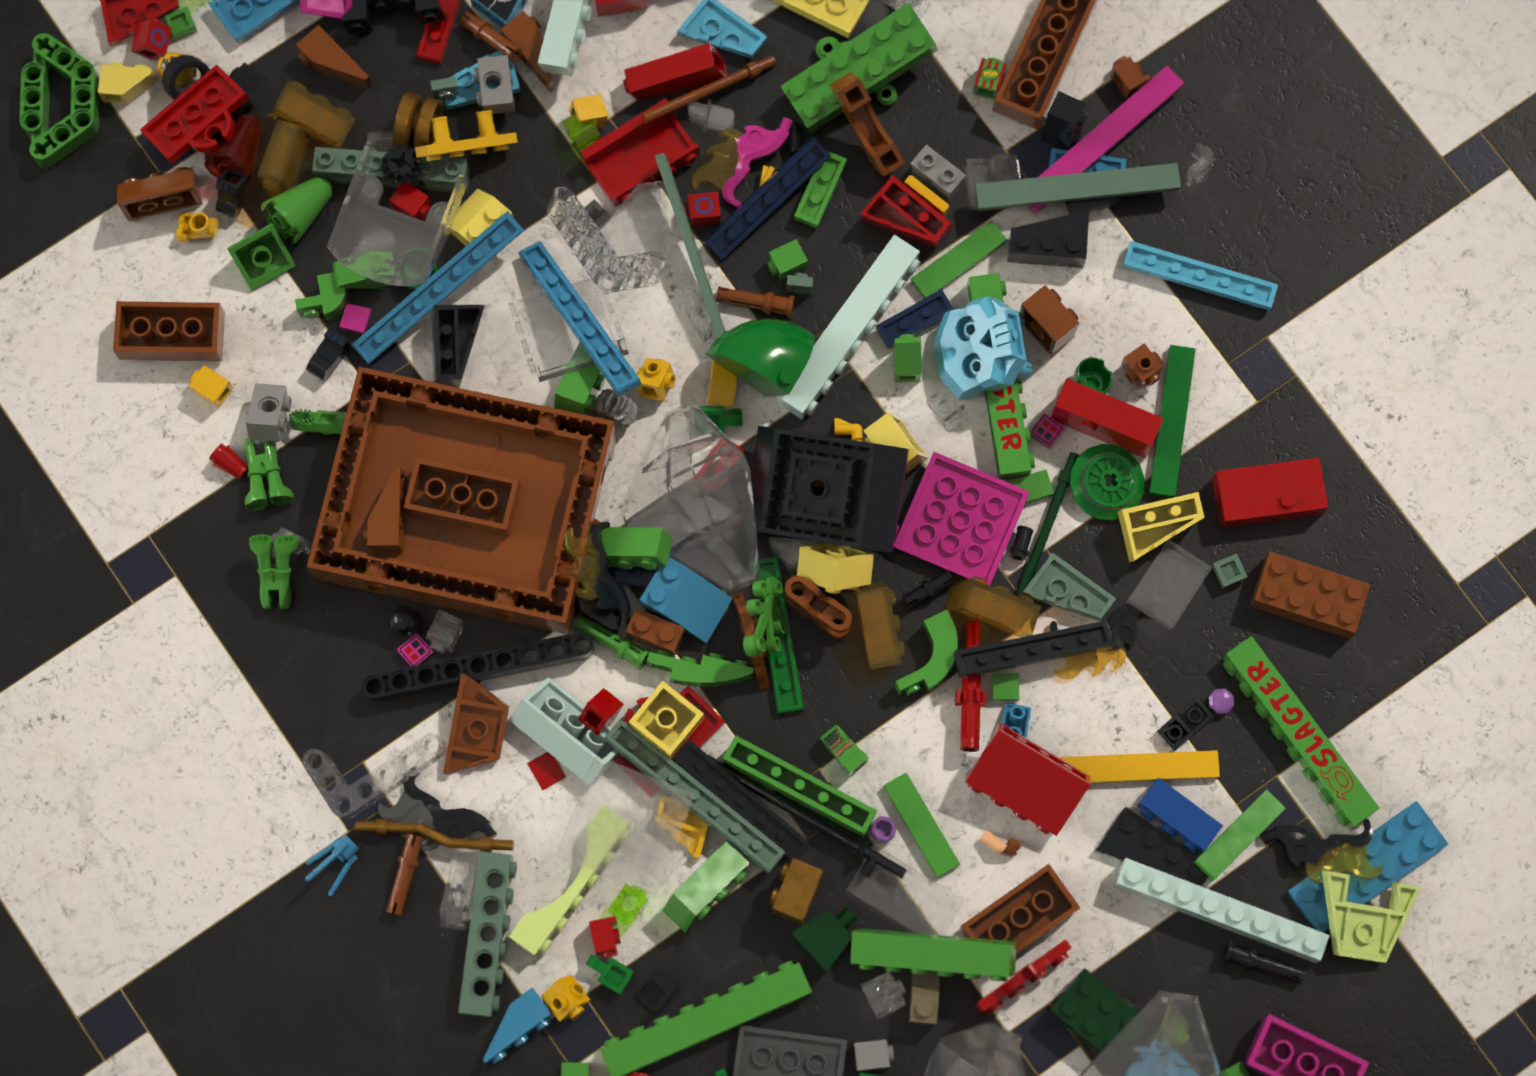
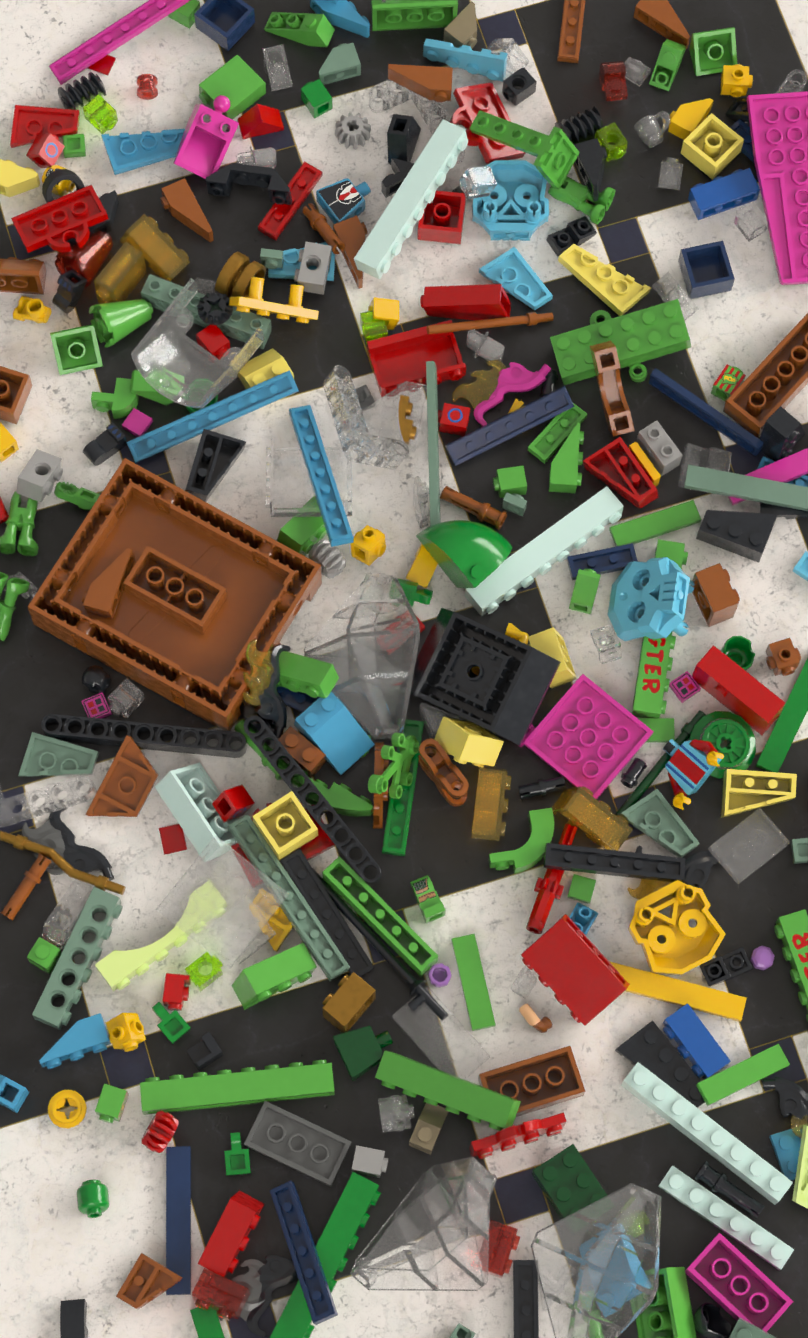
camera: 15 degrees right, 5 degrees down
(389, 721) = (56, 758): none -> sand green wing
(450, 943) = (44, 955): none -> bright green brick
(655, 234) = (406, 425): none -> pearl gold slope
(673, 679) = (307, 789): none -> black beam
(841, 227) = (564, 467): none -> bright green slope
(975, 118) = (706, 412): none -> dark blue tile
(1081, 519) = (690, 767): none -> torso
(1134, 715) = (683, 945): none -> yellow brick
(1268, 993) = (726, 1218): none -> light aqua plate

